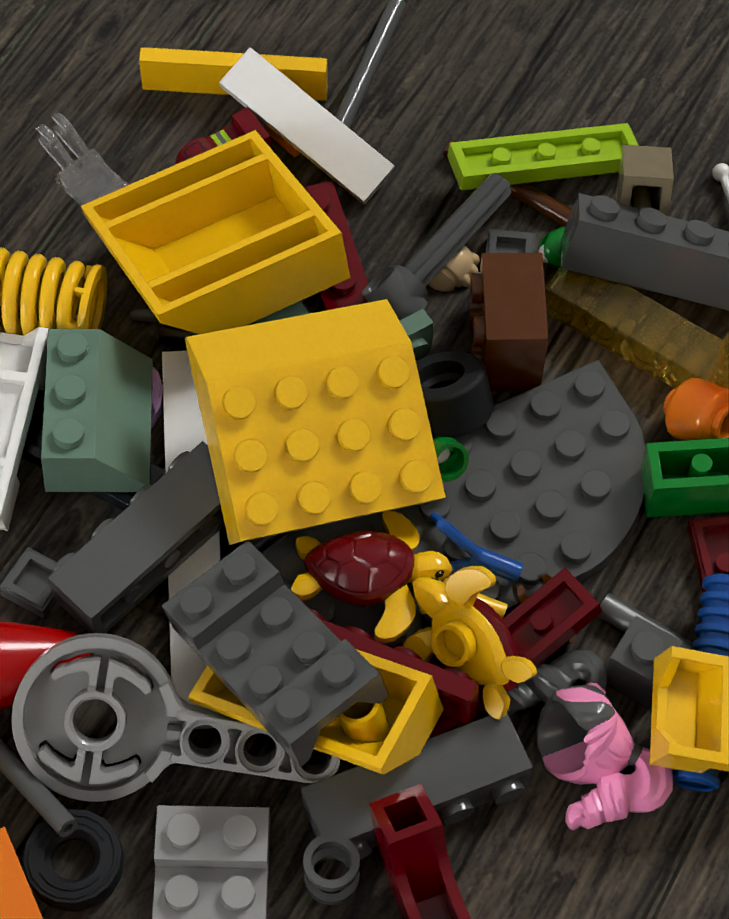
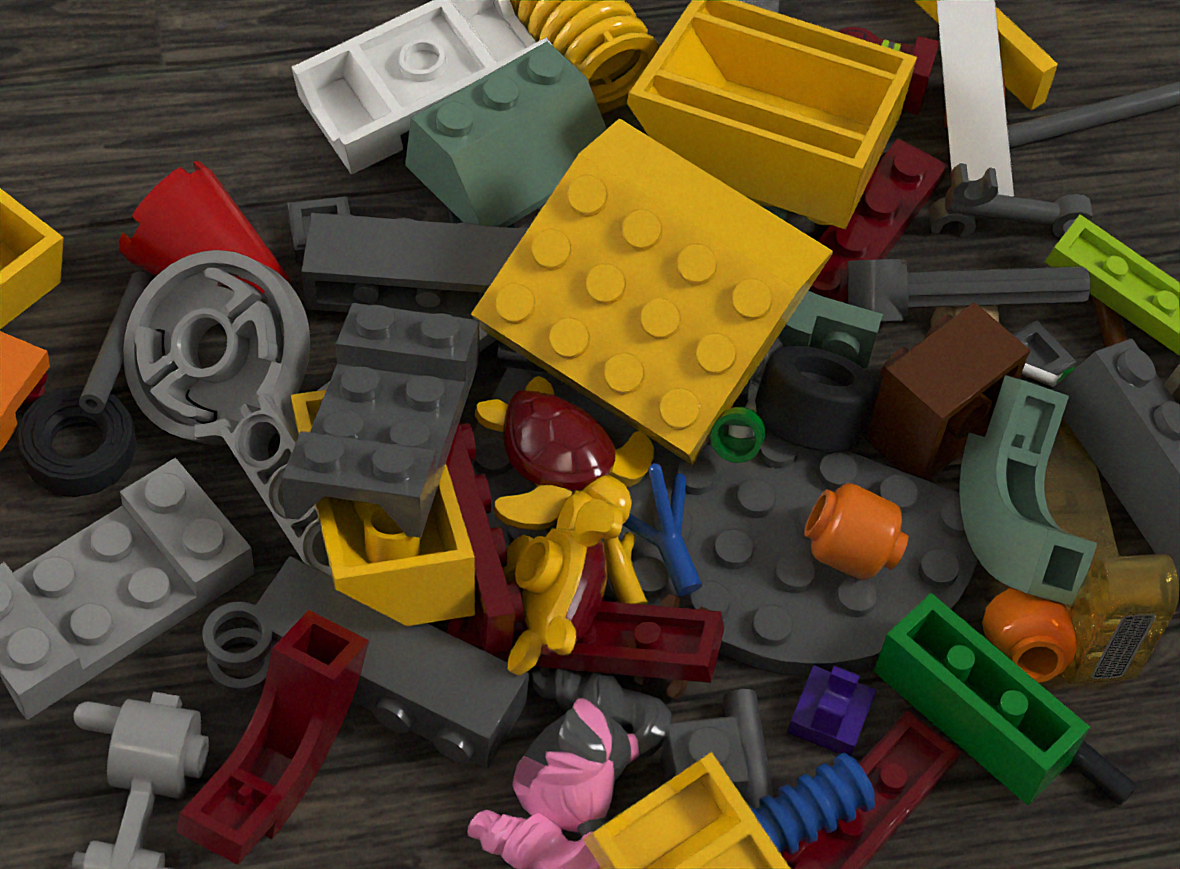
camera: 45 degrees right, 5 degrees down
(389, 179) = (982, 198): none -> dark grey bar
(565, 449) = (856, 531): none -> orange head
(616, 357) = (1006, 499): none -> sand green arch
(653, 561) = (832, 709): none -> dark purple tile

